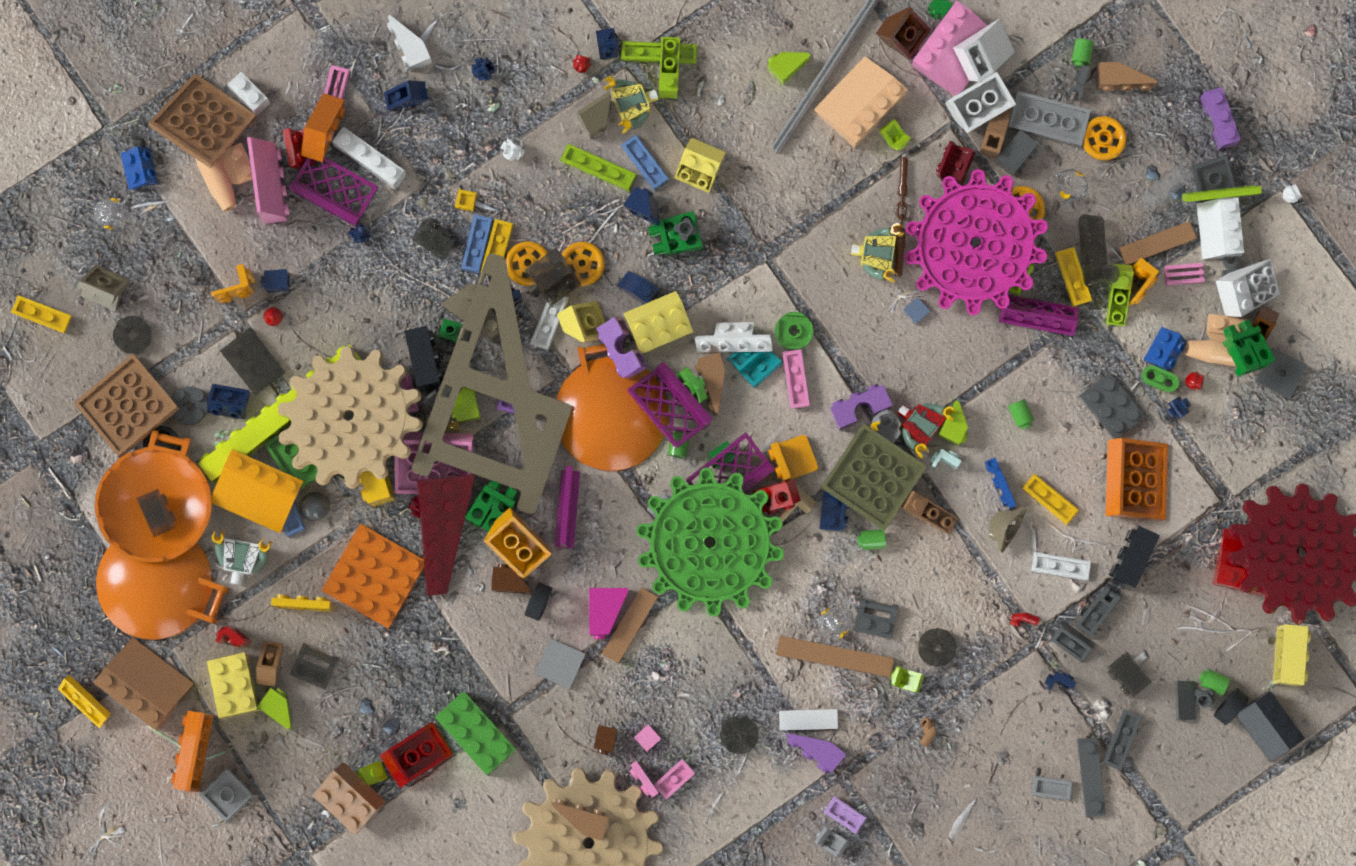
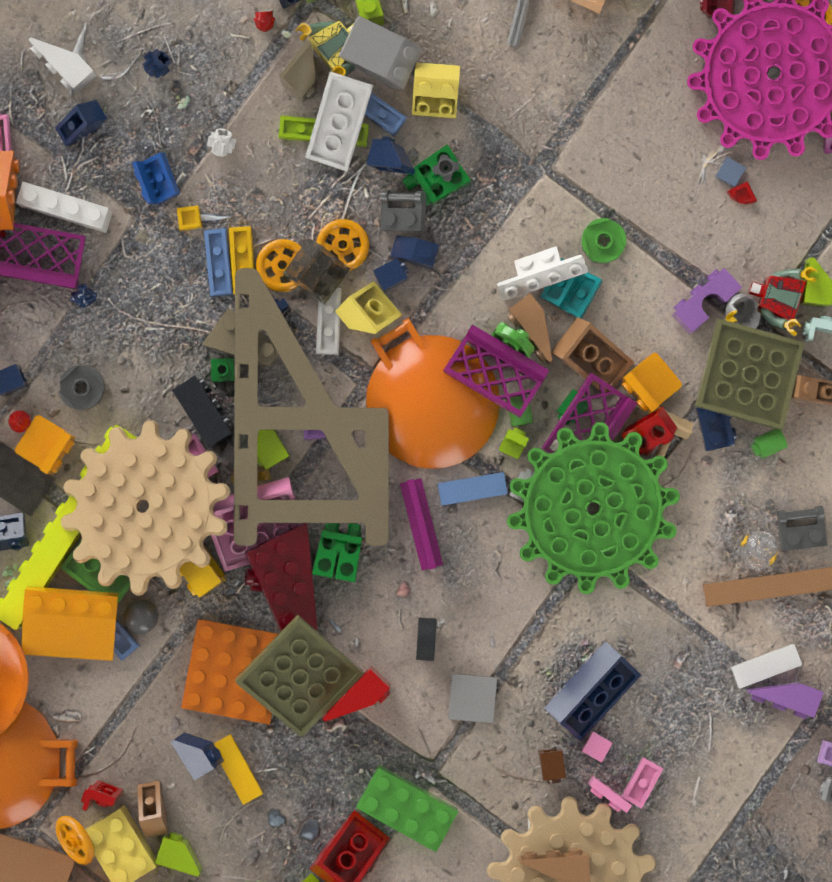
camera: 20 degrees left, 5 degrees up
(199, 665) = (74, 840): none -> light orange plate
(240, 557) = (77, 702): torso -> none
(286, 342) = (45, 445): none -> light orange bracket
(302, 603) = (165, 731): yellow plate -> none
(313, 673) = (201, 802): clear smoke plate -> none
(321, 632) = (197, 754): none -> slope
(330, 317) = (82, 374): none -> dark grey plate
(349, 655) = (238, 770): none -> yellow tile
(426, 595) = (299, 676): none -> olive plate
(435, 238) = (170, 272): clear smoke bracket -> none
(450, 160) = (156, 179): none -> blue bracket
(474, 626) = (364, 693): none -> red slope
(507, 580) = (383, 626): reddish brown slope -> none
(517, 543) = (380, 584): light orange slope -> none
(604, 609) = (502, 622): dark pink slope -> none
(612, 163) = (339, 121): none -> white tile
(612, 300) = (391, 274): none -> dark blue brick
(612, 335) = (405, 314): medium lavender arch -> none
(618, 494) = (472, 488): none -> medium blue tile
(629, 625) = (534, 629): medium nougat tile -> none
(637, 258) = (403, 218): none -> dark grey plate
(658, 322) = (451, 282): light yellow brick -> none
(659, 691) = (592, 691): none -> dark blue slope
(664, 120) = (380, 53): none -> light grey slope
(664, 468) = (513, 442): none -> lime bracket
(733, 744) = (709, 709): clear smoke plate -> none
(751, 415) = (589, 351): none -> medium nougat slope
(795, 379) = (623, 293): bright pink plate -> none
(878, 252) = (667, 121): torso -> none
(902, 191) = (686, 101): reddish brown piece -> none
(920, 331) = (742, 194): none -> red tile

